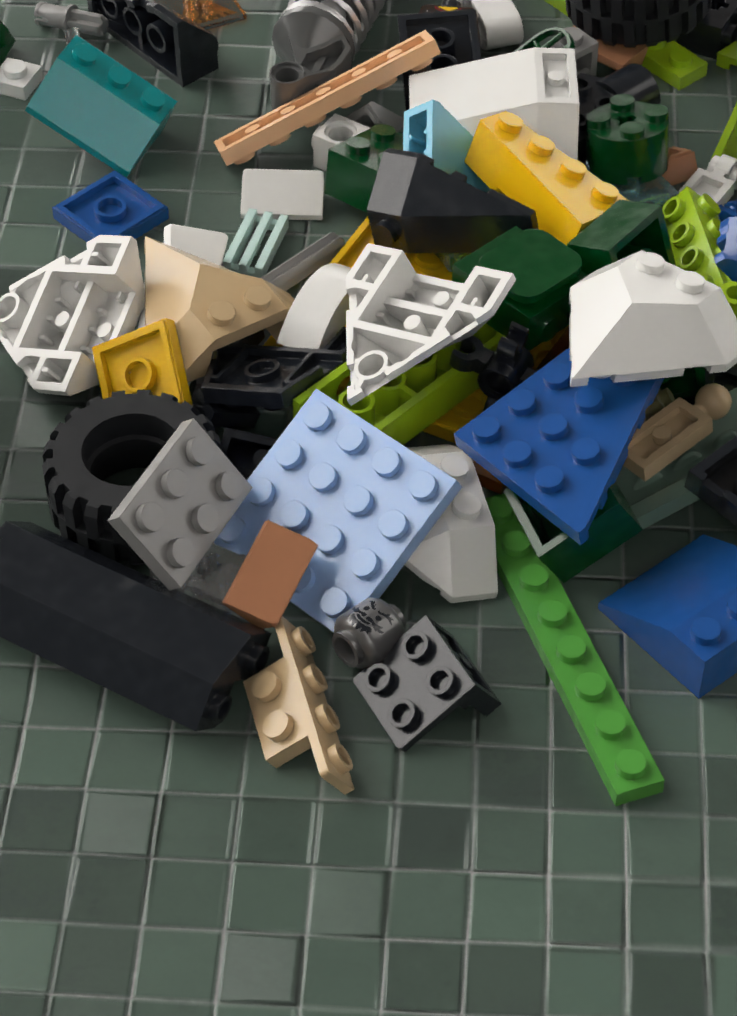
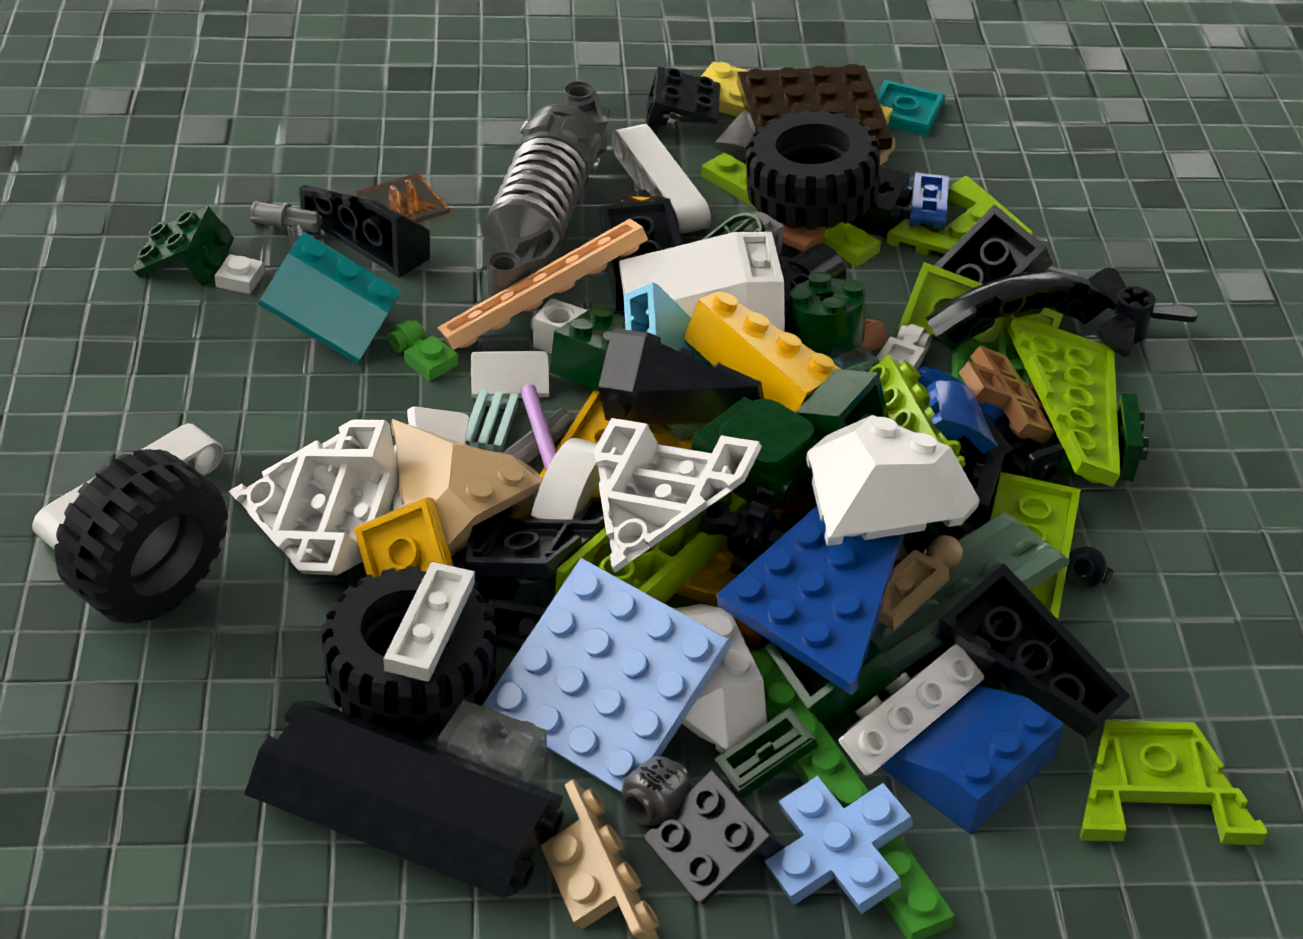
camera: 10 degrees left, 5 degrees down
(110, 208) = (345, 395): blue tile -> none
(146, 439) = (429, 621): none -> white plate
(180, 504) = (466, 676): light grey plate -> none
(197, 171) = (427, 356): none -> bright green plate
(269, 575) = (558, 740): nougat slope -> none
(302, 242) = (539, 424): none -> lavender bar
(374, 114) = (588, 298): light grey slope -> none
(494, 606) = (769, 758): none -> dark green tile
(552, 699) = (839, 844): none -> light blue plate
(649, 564) = (908, 709): none -> white bracket

